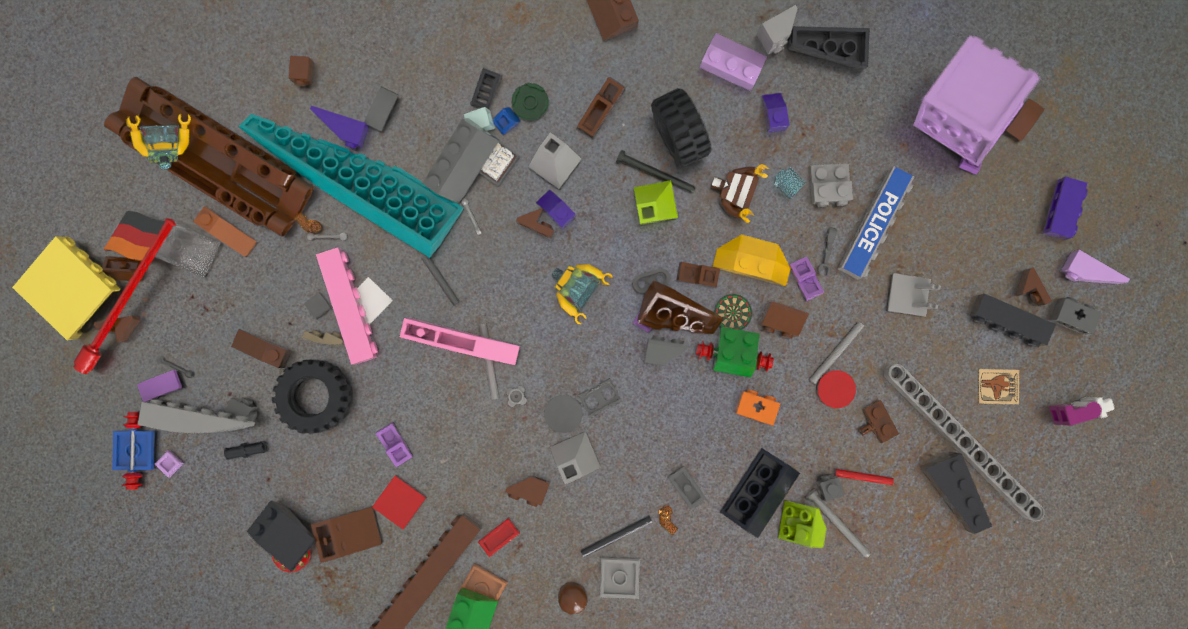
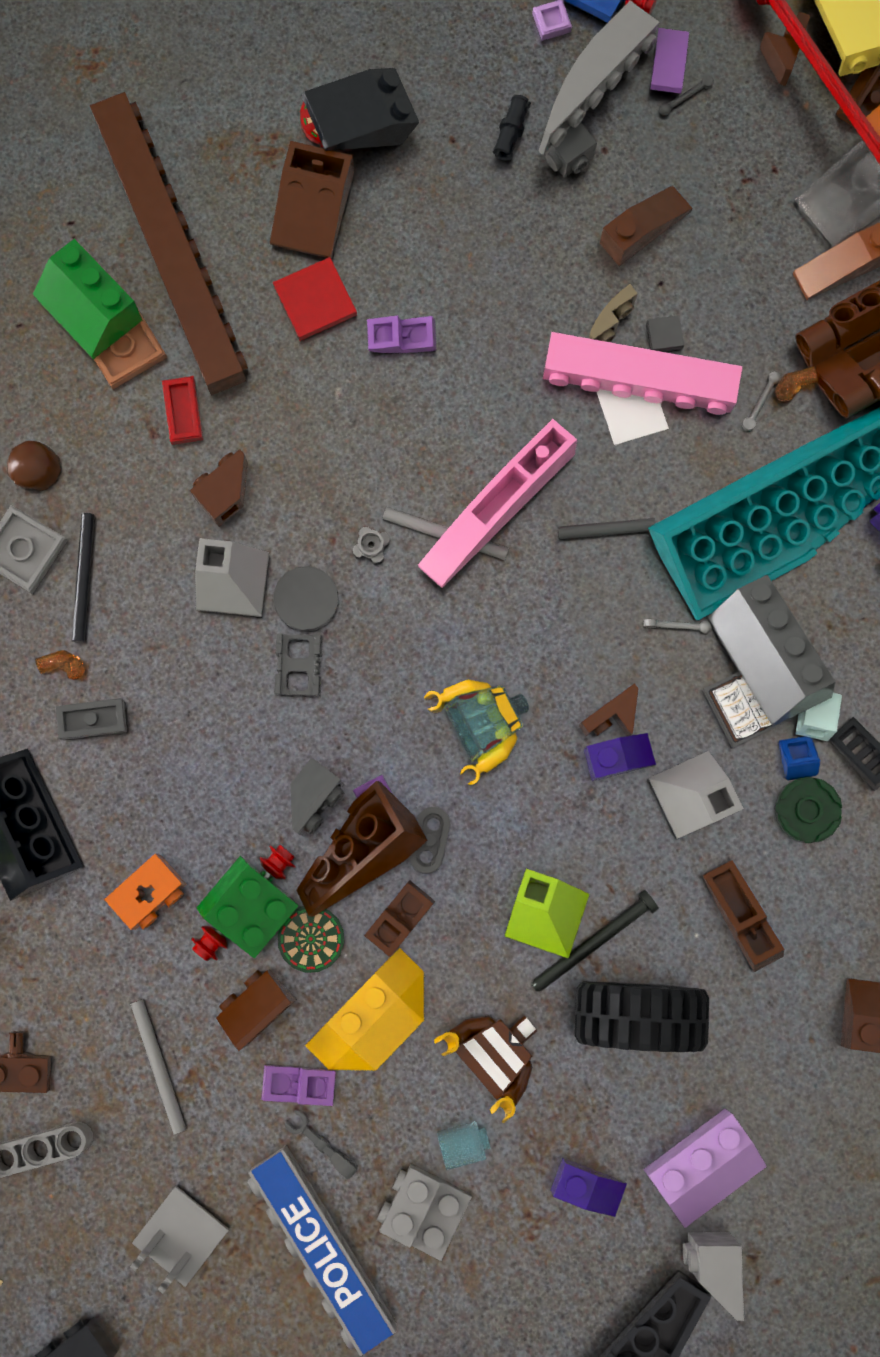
camera: 120 degrees right, 5 degrees down
(286, 396) = (545, 216): black tyre -> none
(836, 389) = (103, 1032): red tile -> none

